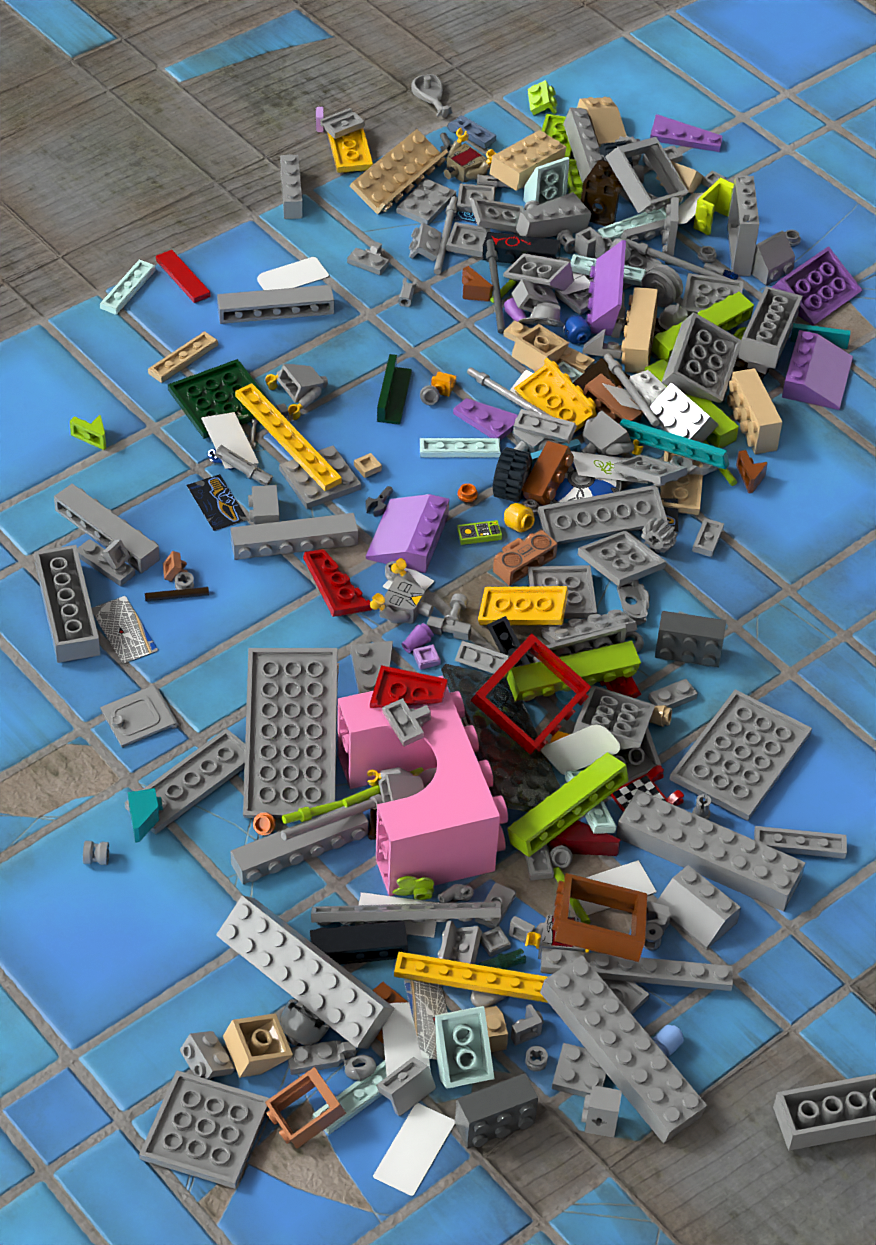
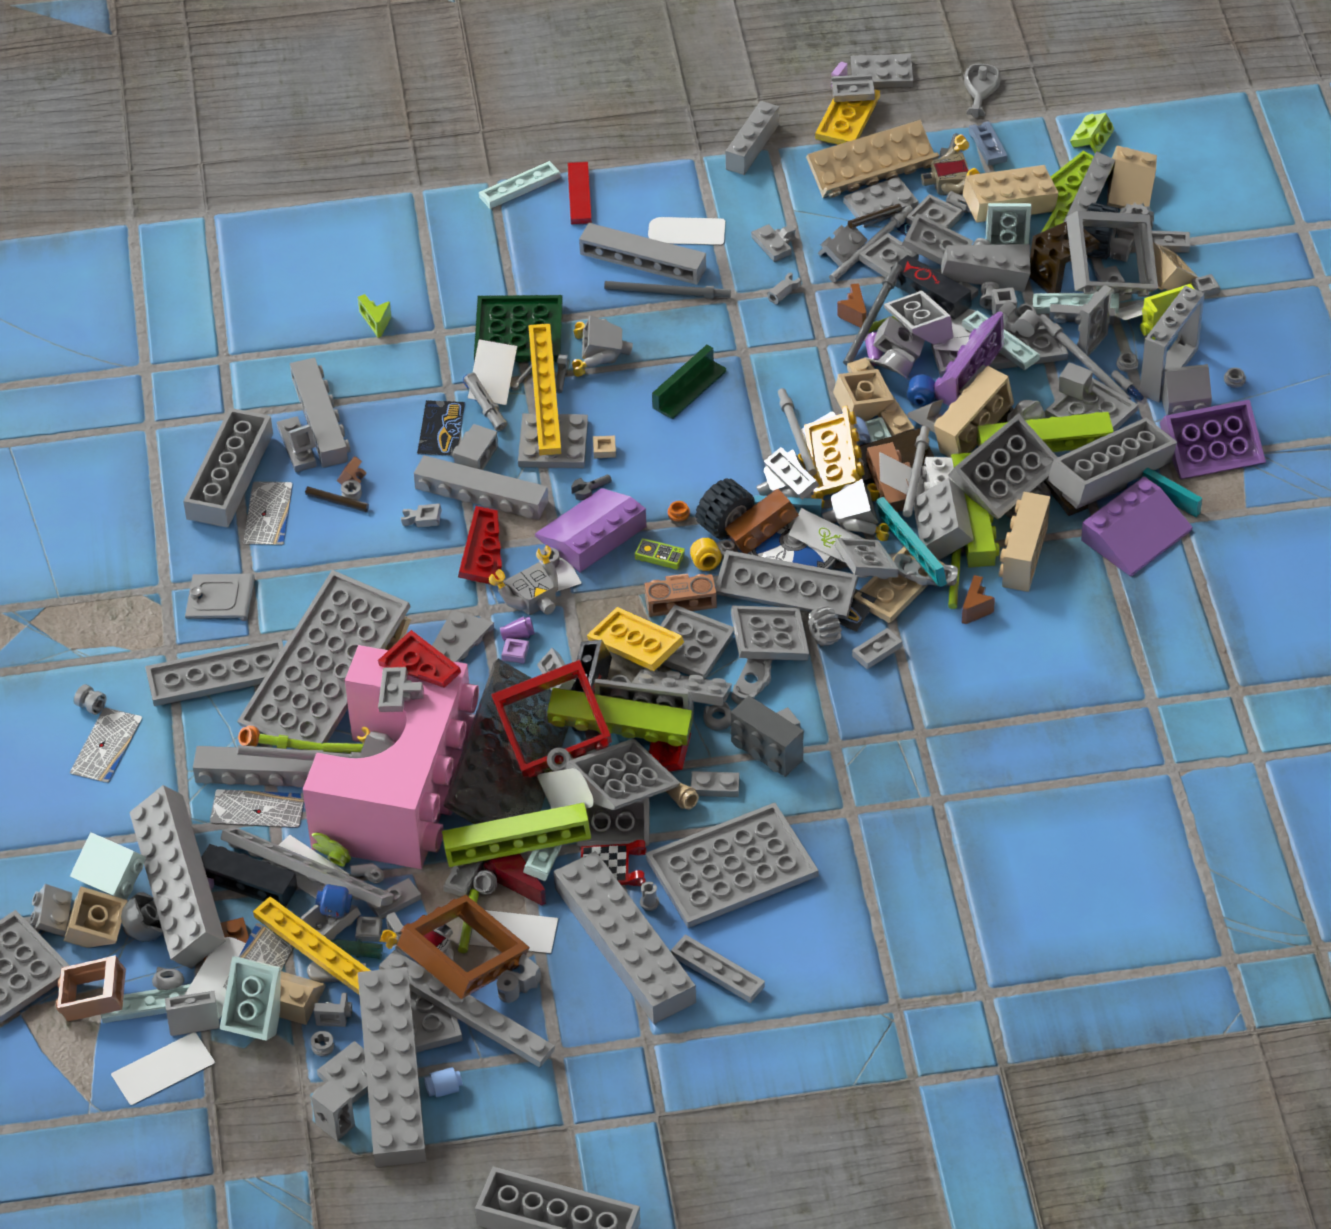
camera: 35 degrees right, 0 degrees up
(136, 887) = (106, 745): none -> light grey sticker
(144, 811) = (148, 680): teal slope -> none
(183, 357) = (517, 274): tan tile -> none
(238, 991) = (108, 866): none -> light aqua panel
(265, 577) = (424, 516): none -> light grey plate
(314, 882) = (257, 808): none -> light grey sticker
(320, 1056) = (142, 954): light grey hinge -> none
(350, 315) = (709, 291): none -> dark grey bar
(355, 99) = (886, 70): none -> light grey plate
(429, 395) = (719, 401): light grey plate -> none
(436, 212) = (874, 216): none -> dark brown bar
(444, 383) = (744, 394): light orange bracket -> none
(451, 622) = (560, 629): light grey bar -> none
(460, 447) = (708, 463): light aqua tile -> none
(461, 929) = (334, 901): none -> blue head
(485, 418) = (755, 443): medium lavender wing -> none
(496, 1111) = (243, 1066): dark grey brick -> none
(568, 722) = (558, 751): none -> light grey plate
(667, 283) = (1041, 376): light grey wheel -> none
(682, 134) = (1215, 223): medium lavender wing -> none
(692, 278) = (1076, 381): none -> light grey brick
(699, 907) = (570, 982): light grey slope -> none

